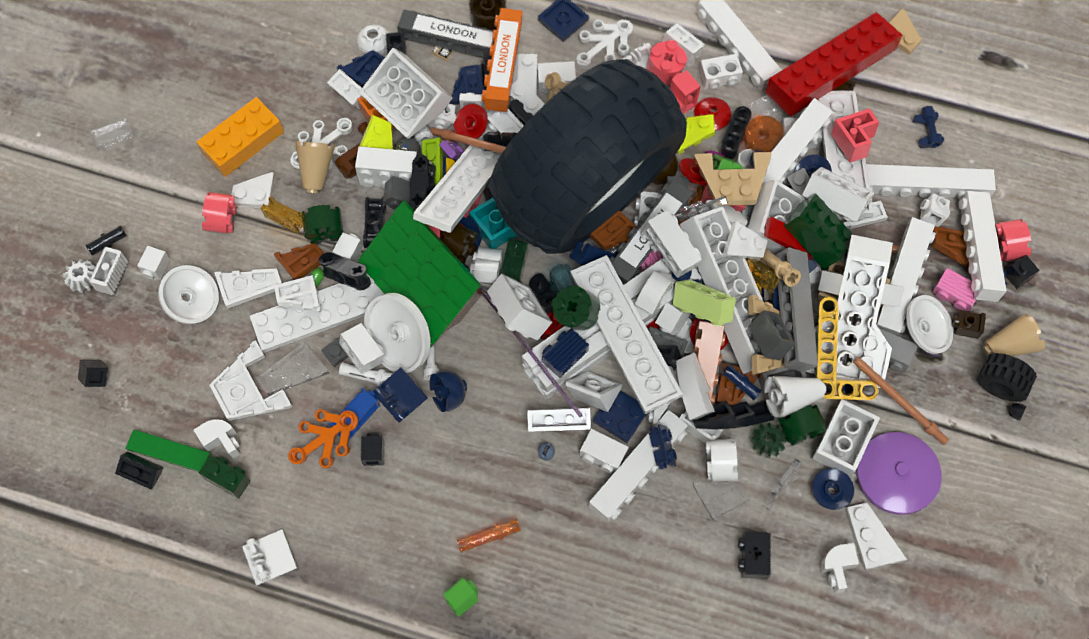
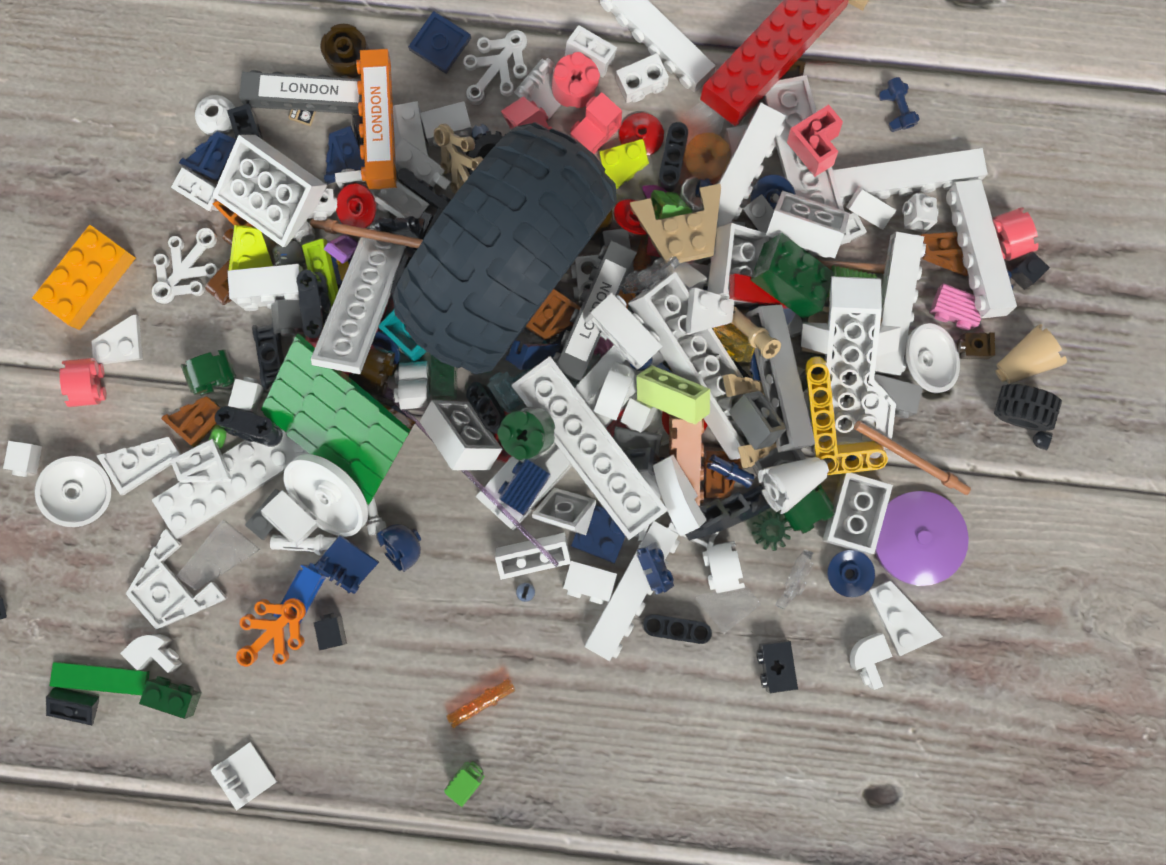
camera: 10 degrees left, 15 degrees up
(283, 215) = (160, 366): clear yellow hinge -> none
(314, 164) = (180, 296): tan cone -> none
(682, 503) = (688, 629): none -> black beam
(893, 199) = (870, 208): none -> white tile

